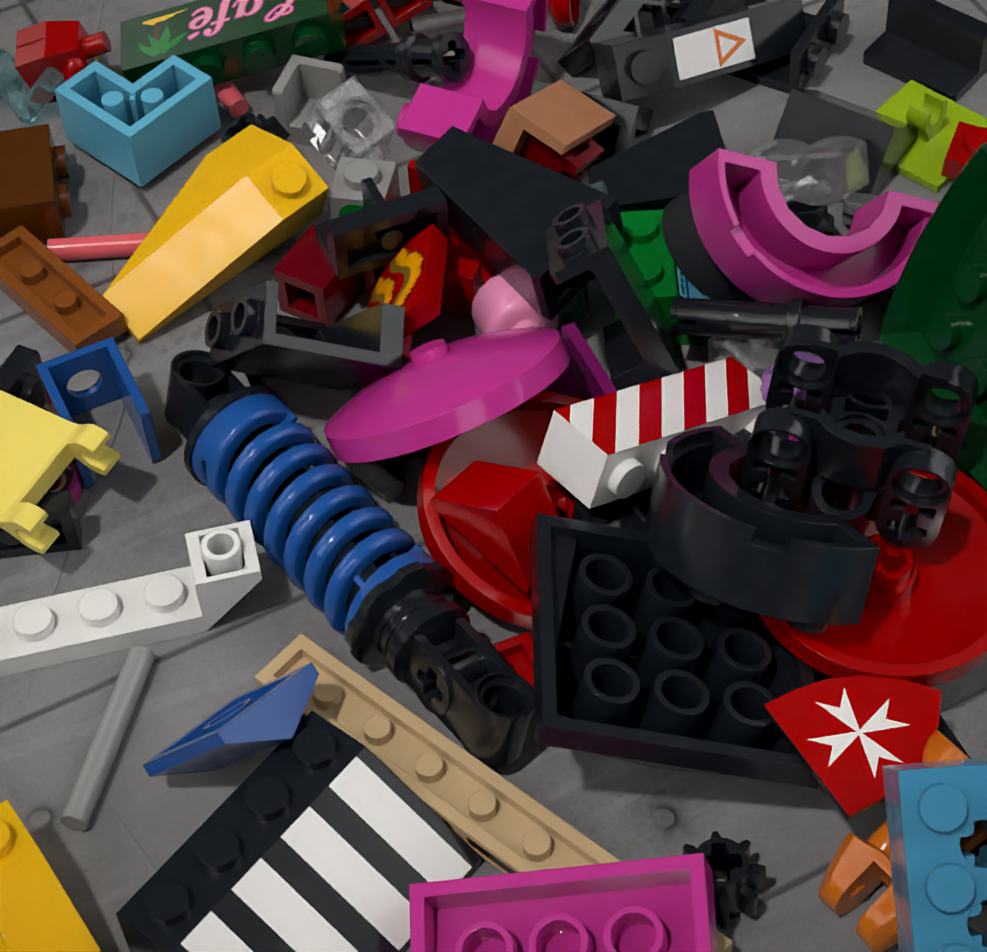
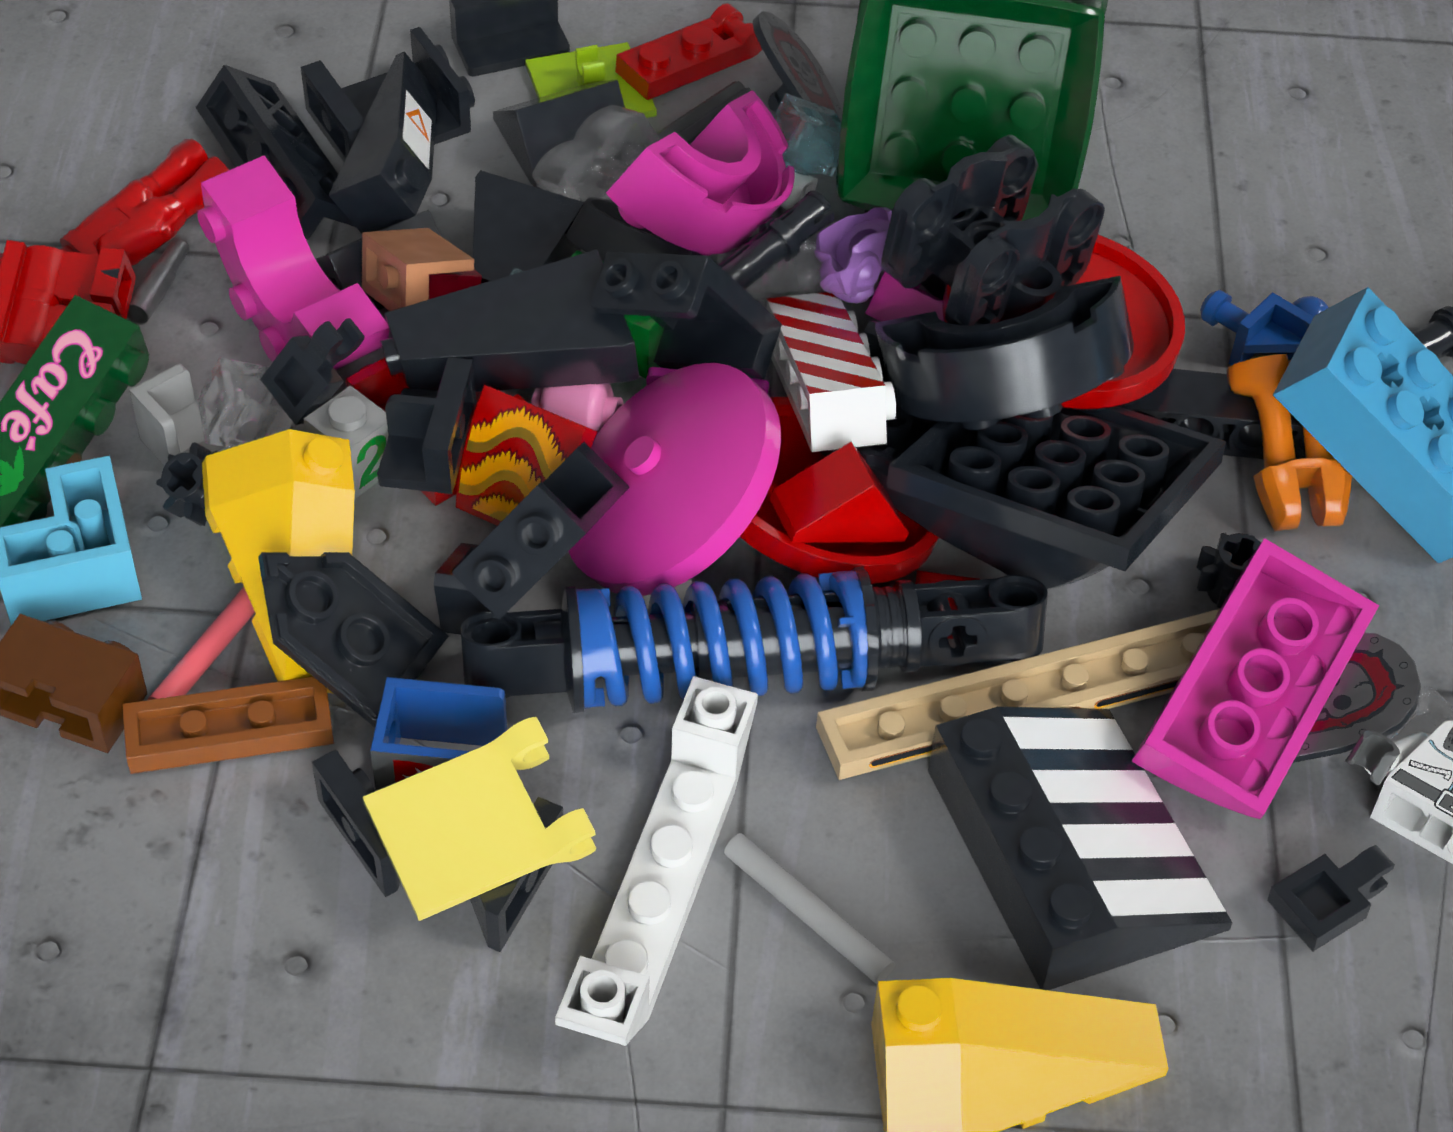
camera: 65 degrees left, 0 degrees up
(160, 290) = (345, 625): none -> black tile
(240, 727) = (903, 785): blue slope -> none
(310, 286) = (408, 524): dark red brick -> none
(379, 125) = (304, 372): none -> black plate
(413, 58) = (222, 313): black pin -> none
(853, 728) = (1209, 406): red shield -> none

